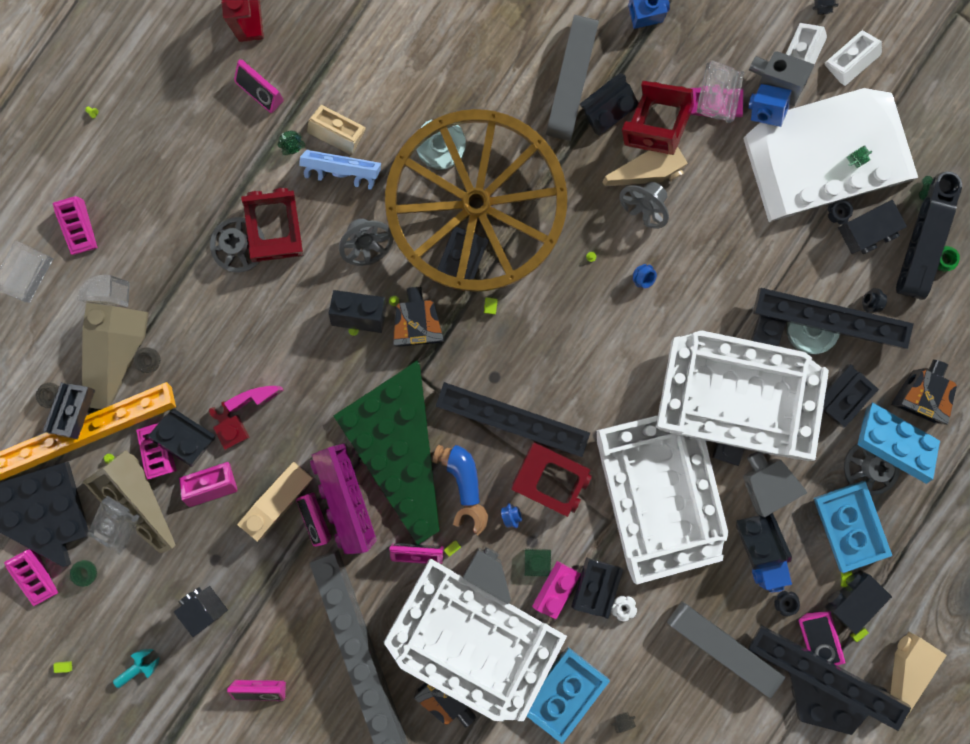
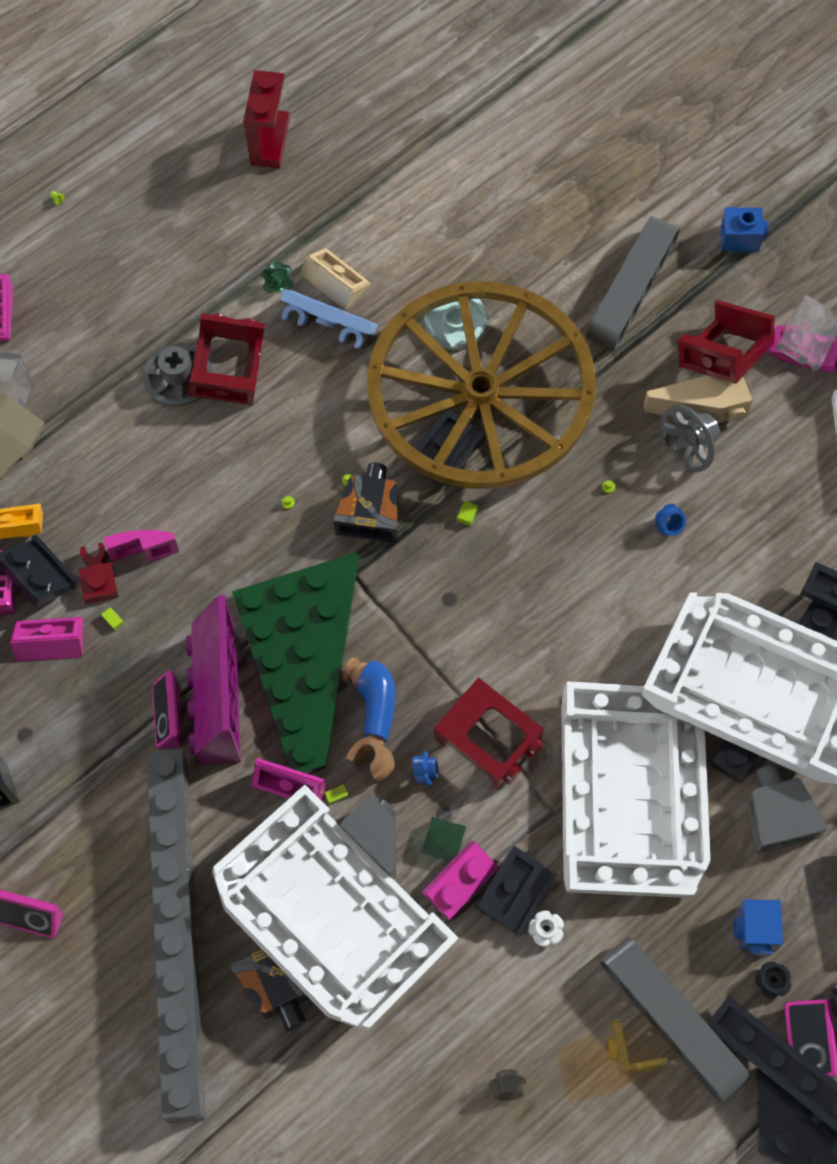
camera: 15 degrees right, 20 degrees down
(139, 360) = (21, 467): clear smoke plate -> none
(250, 457) = (112, 619): none -> lime piece
(257, 87) = (257, 212): slope -> none
(275, 502) = (124, 677): tan slope -> none
(357, 311) = (300, 475): black brick -> none
(364, 238) = (333, 396): dark grey wheel -> none
(513, 419) = (459, 650): black plate -> none
(566, 695) = (435, 1024): dark azure plate -> none
(609, 104) = (670, 318): black plate -> none
(703, 691) = (618, 1052): none -> clear yellow bracket
(763, 541) = (755, 880): black plate -> none

